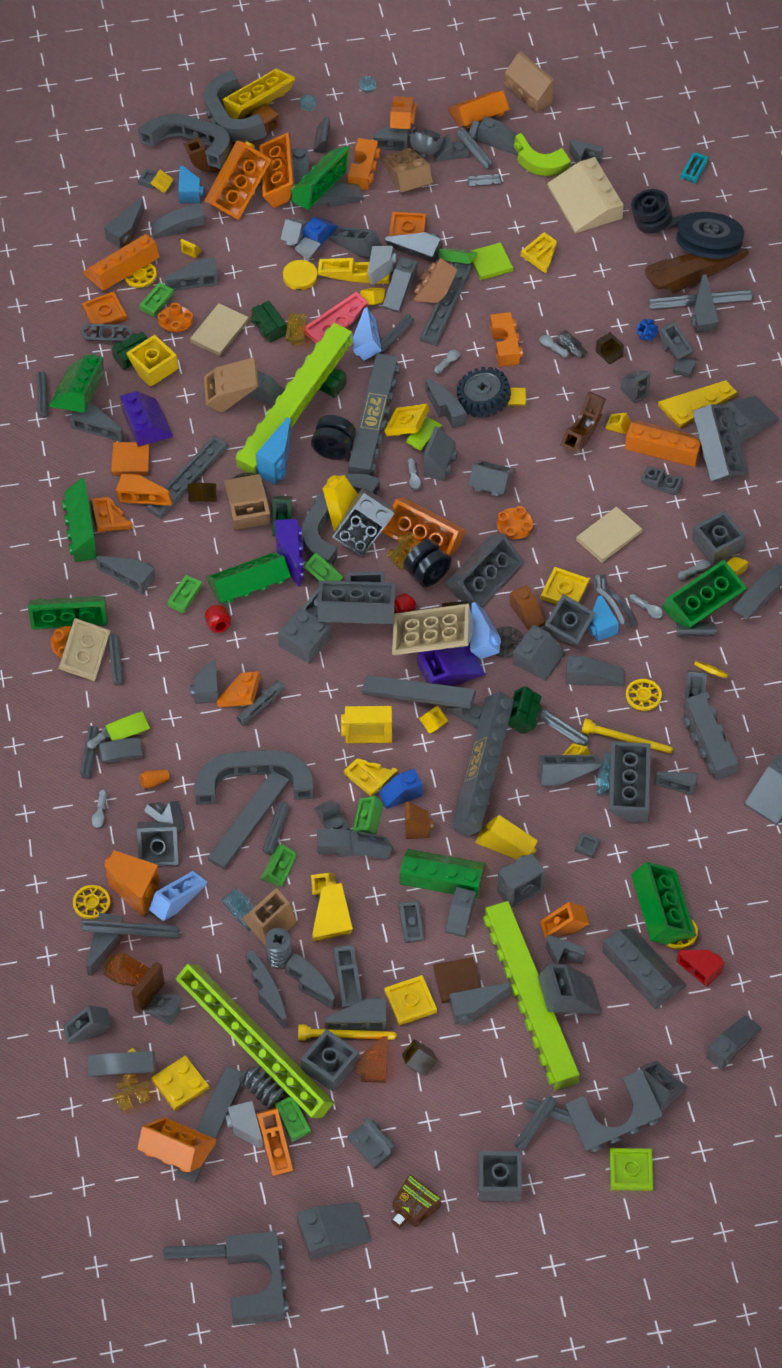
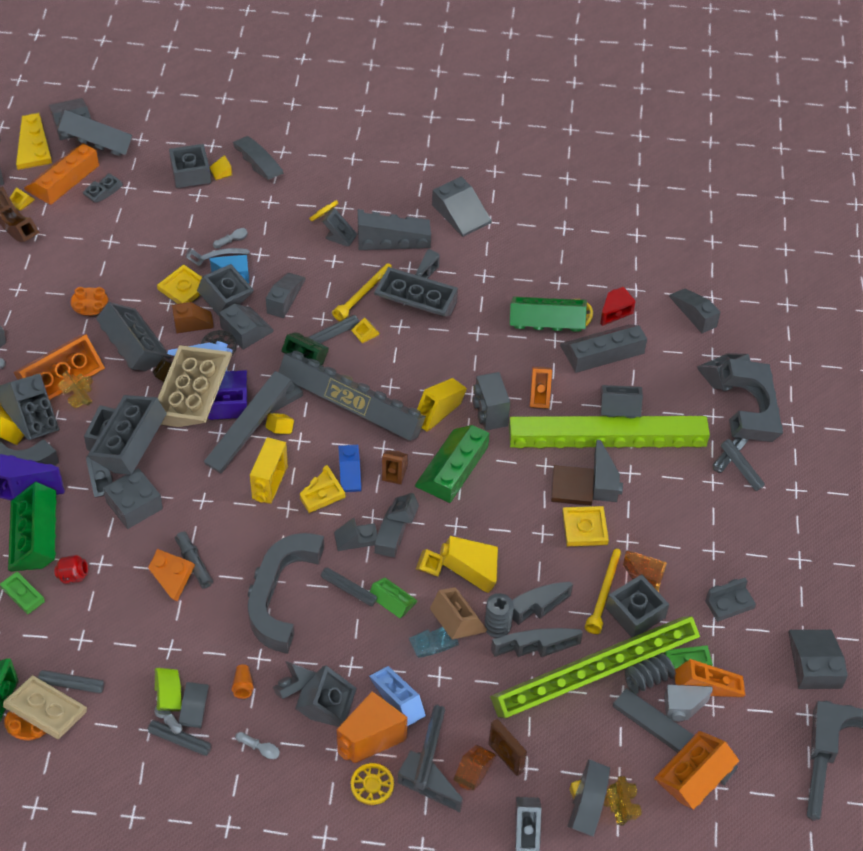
camera: 75 degrees left, 5 degrees down
(164, 1007) = (532, 737): dark grey slope -> none
(180, 1083) = (620, 752): yellow plate -> none
(205, 684) = (149, 600): dark grey slope -> none
(248, 820) = (329, 609): dark grey tile -> none
(323, 569) = (67, 458): bright green plate -> none
(347, 975) = (541, 569): dark grey slope -> none
(364, 1015) = (591, 567): dark grey slope -> none
(368, 815) = (364, 507): bright green slope -> none
(411, 921) = (496, 503): dark grey slope -> none
(414, 1203) = (803, 581): reddish brown torso -> none
(419, 1057) = (649, 535): dark brown panel -> none
(427, 563) = (109, 371): black wheel -> none
(460, 912) = (503, 459): dark grey slope -> none
(490, 477) = (29, 302): dark grey slope -> none
(500, 1175) = (793, 504): dark grey brick -> none
(560, 948) = (571, 397): dark grey slope -> none
(563, 768) = (381, 339): dark grey slope -> none
(587, 845) = (463, 350): dark grey tile -> none
(603, 779) = (400, 317): clear light blue slope -> none
(609, 534) = (139, 240): tan tile -> none
(631, 1169) = (800, 413): lime tile -> none
(643, 694) = (323, 267): yellow wheel -> none
(701, 629) = (273, 211): dark grey slope -> none
(702, 565) = (208, 191): light grey piece -> none
(704, 595) = (245, 192): green slope -> none

